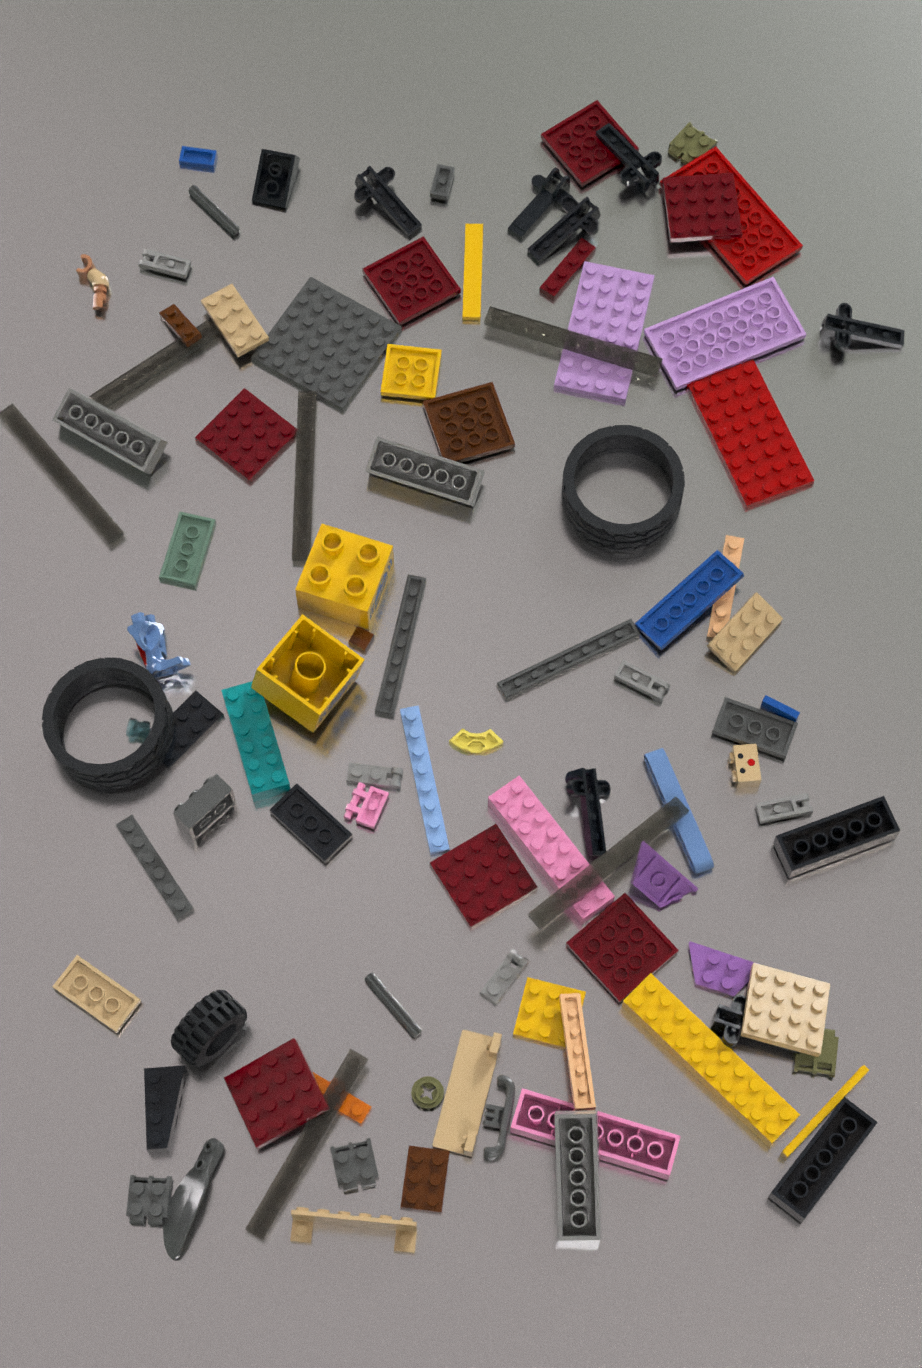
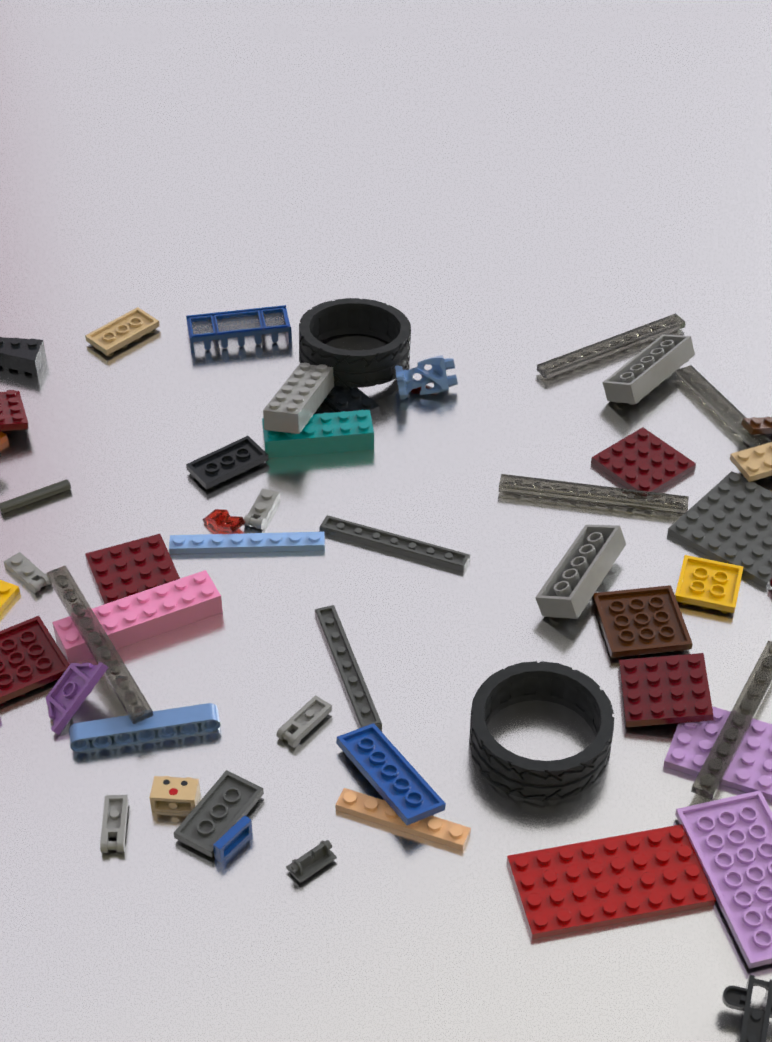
camera: 100 degrees right, 25 degrees down
(77, 864) = (238, 324): none -> blue window
(154, 867) = (221, 371): dark grey plate -> none
(187, 549) = (524, 415): sand green tile -> none
(204, 806) = (256, 387): dark grey brick -> none
(208, 1028) = (54, 366): black tyre -> none
(225, 755) = (298, 398): none -> light grey brick
(307, 673) = (364, 450): yellow brick -> none
(345, 576) = (469, 498): yellow brick -> none
(361, 639) = (406, 516): reddish brown tile -> none
(372, 806) = (232, 499): bright pink plate -> none
(399, 807) = (223, 522): none -> clear red slope
(476, 743) = (274, 584): light yellow tile -> none
(550, 400) = (665, 690): none -> dark red plate
(578, 785) = (170, 650): black piece -> none
(744, 632) = (340, 822): tan plate -> none
(784, 648) = (312, 861): none -> dark grey hinge
(836, 836) = (58, 862): black brick -> none

